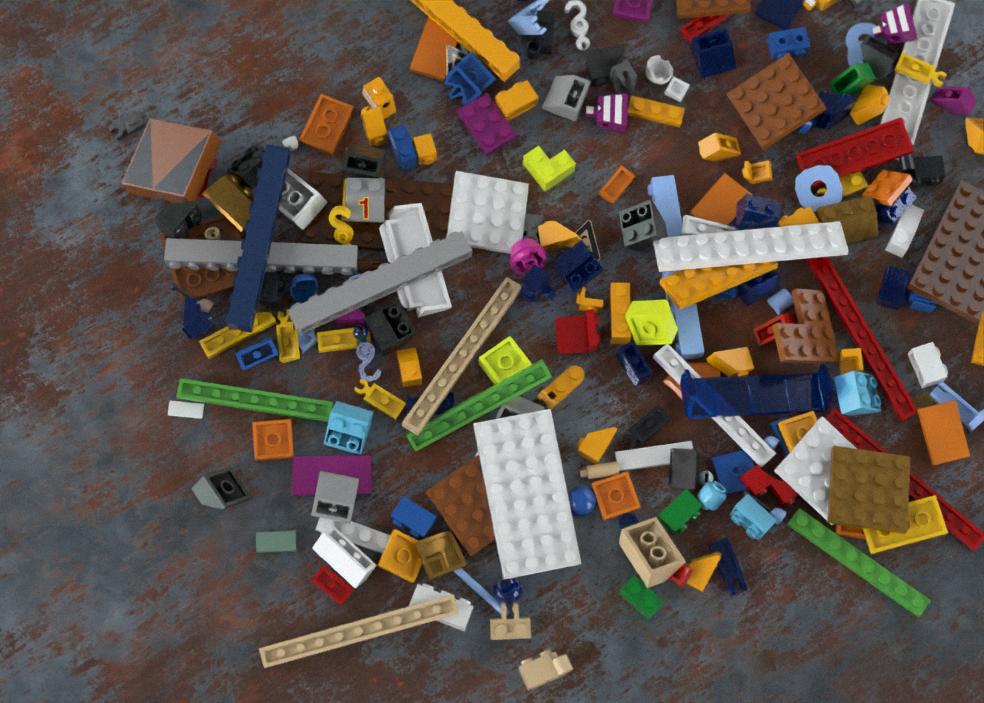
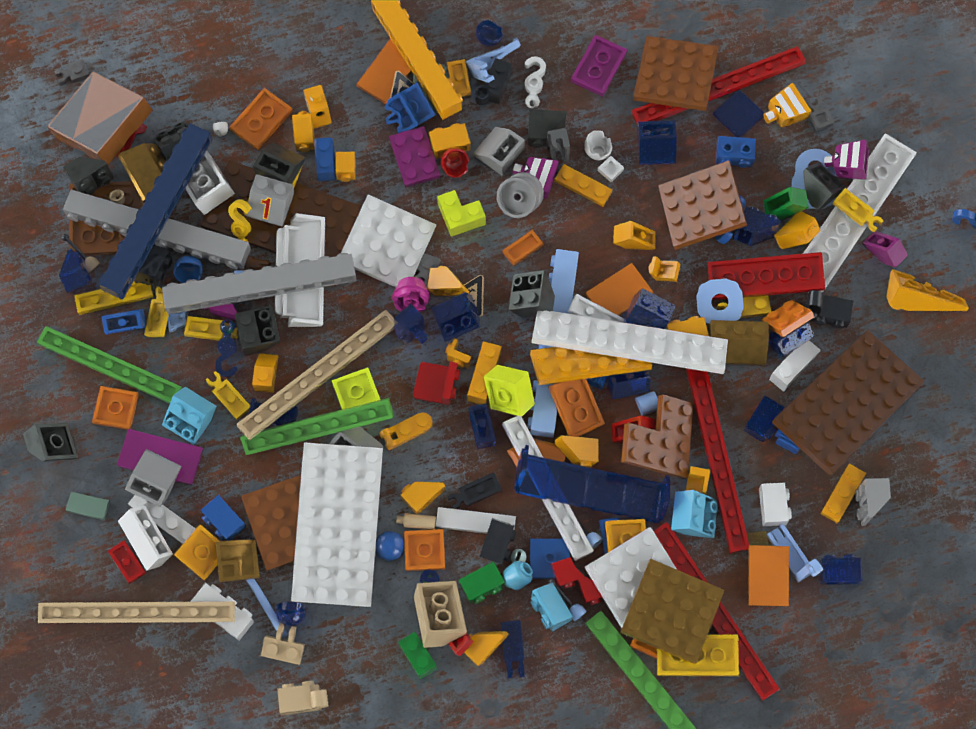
camera: 20 degrees right, 0 degrees up
(185, 409) = (43, 357): white sticker -> none
(504, 32) = (459, 76): none -> light orange plate
(528, 119) = (455, 162): none -> red hair
(605, 124) = (520, 195): none -> light grey wheel
(717, 322) = (576, 406): none -> orange tile

